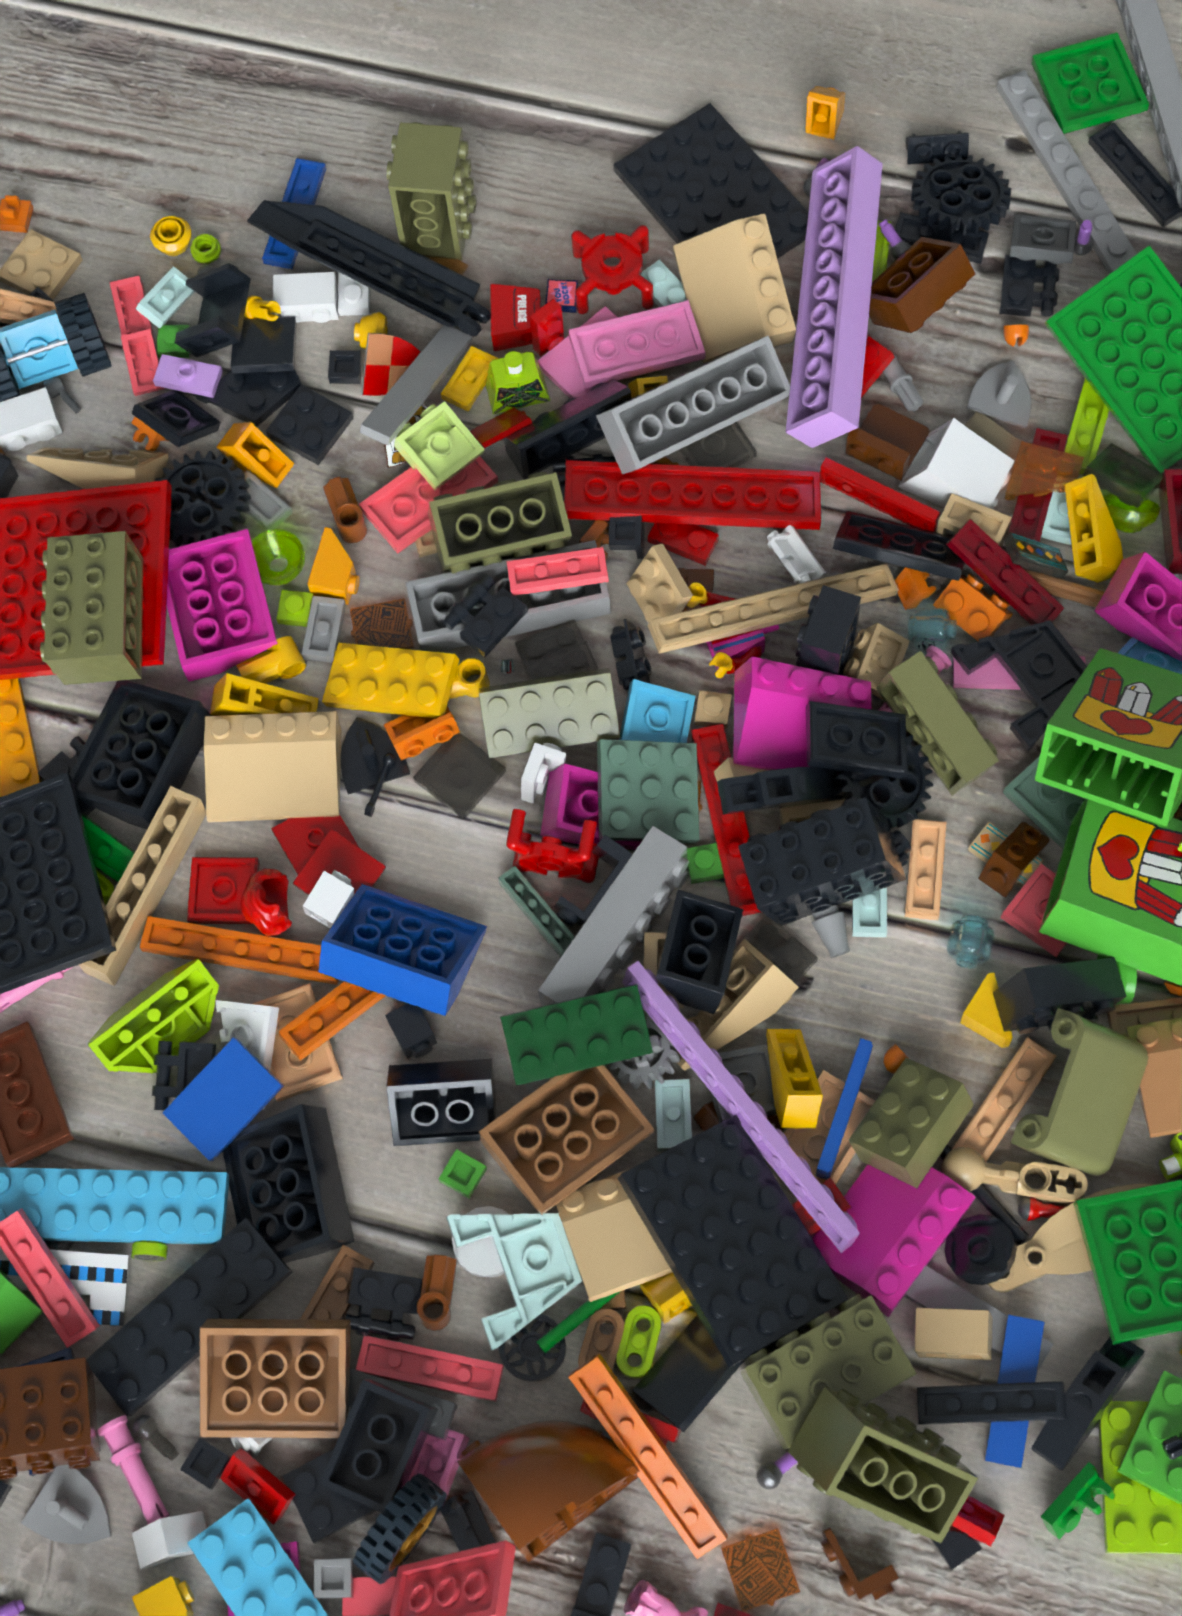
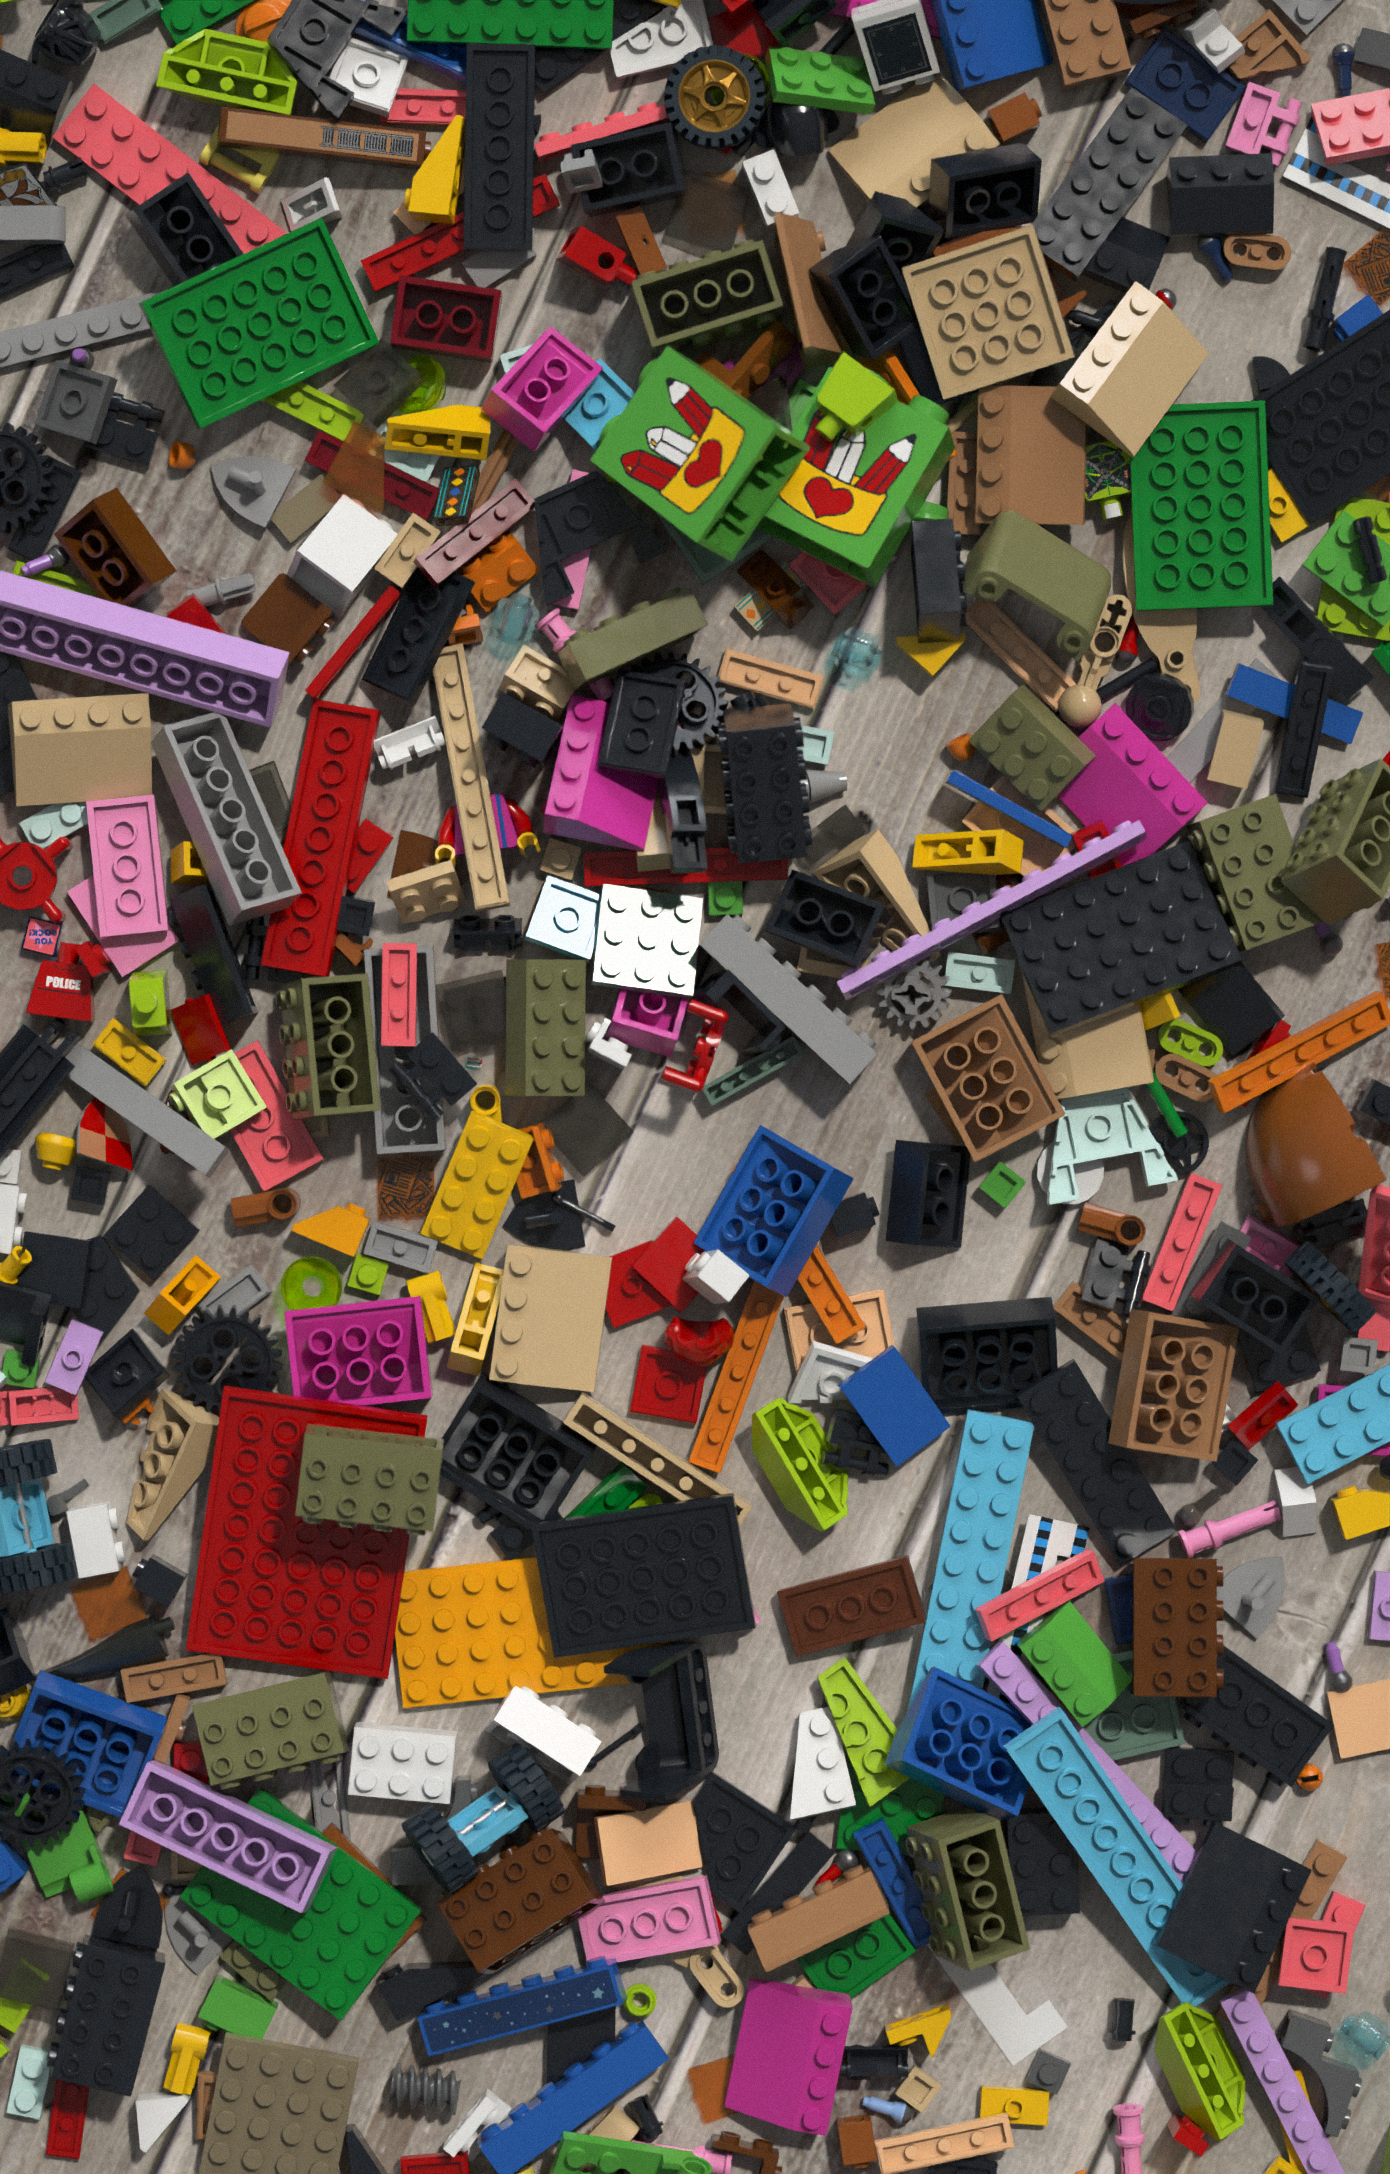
camera: 90 degrees left, 20 degrees up
(149, 1250) = (1027, 1494): lime tile -> none
(576, 1034) = (900, 1053): dark green plate -> none

